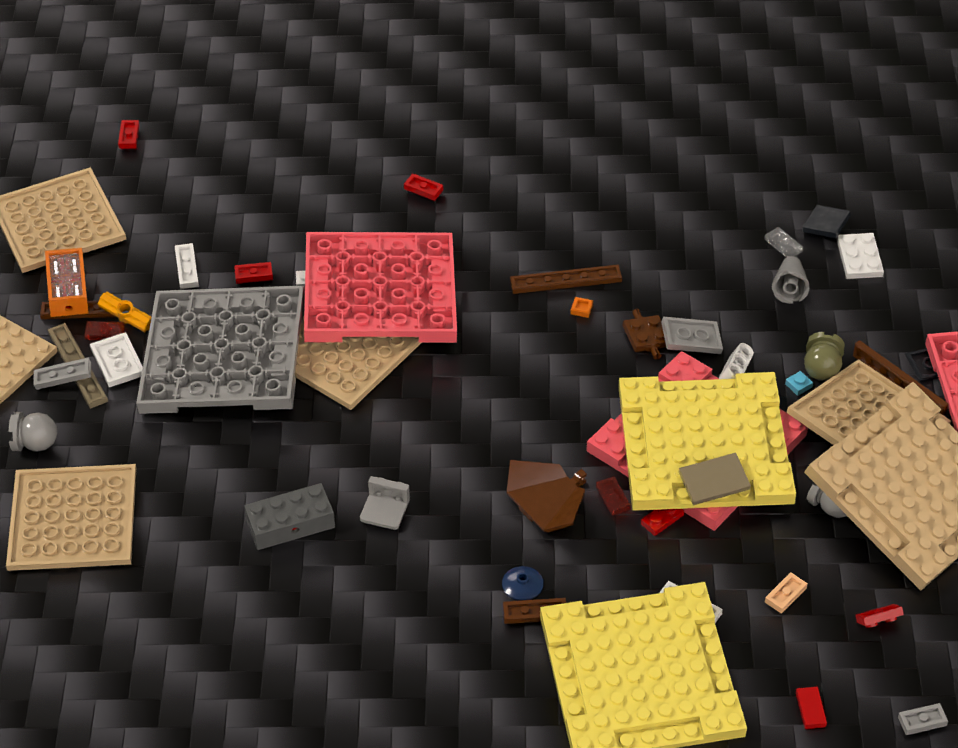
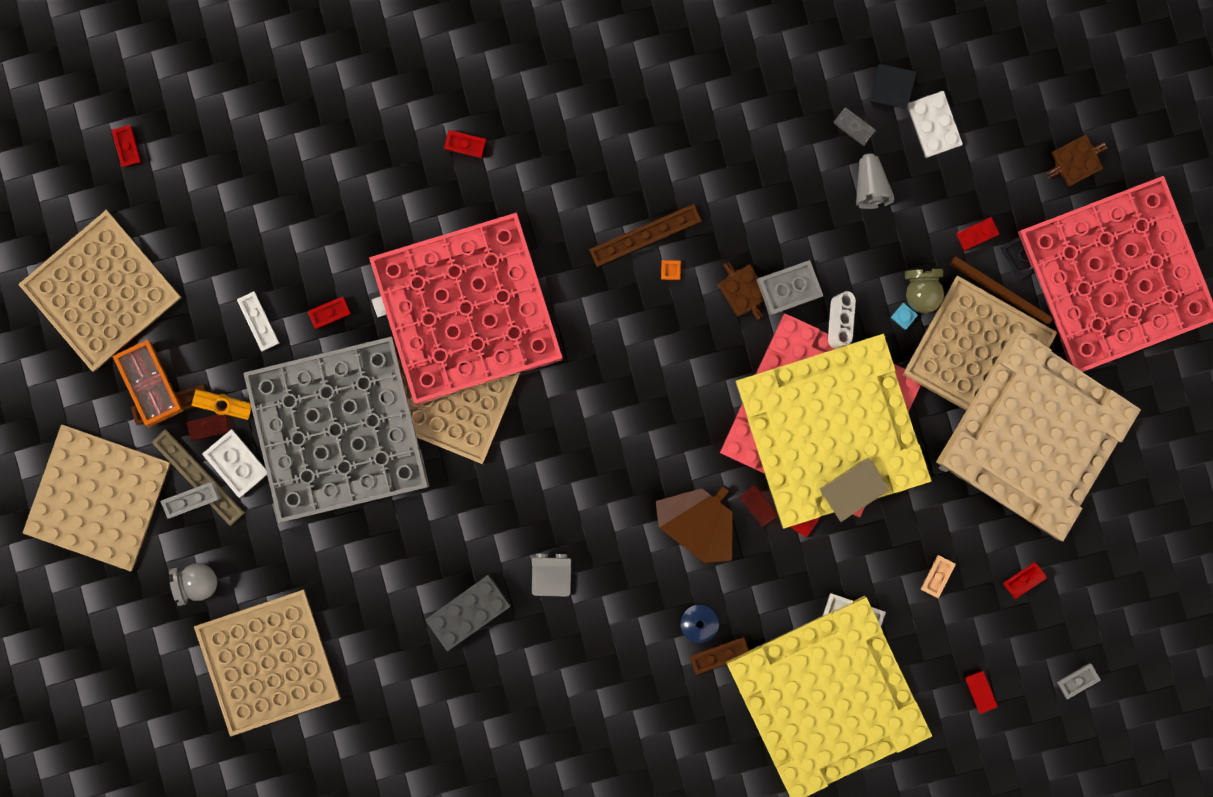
camera: 15 degrees left, 40 degrees up
(885, 338) = (977, 233): none -> red plate

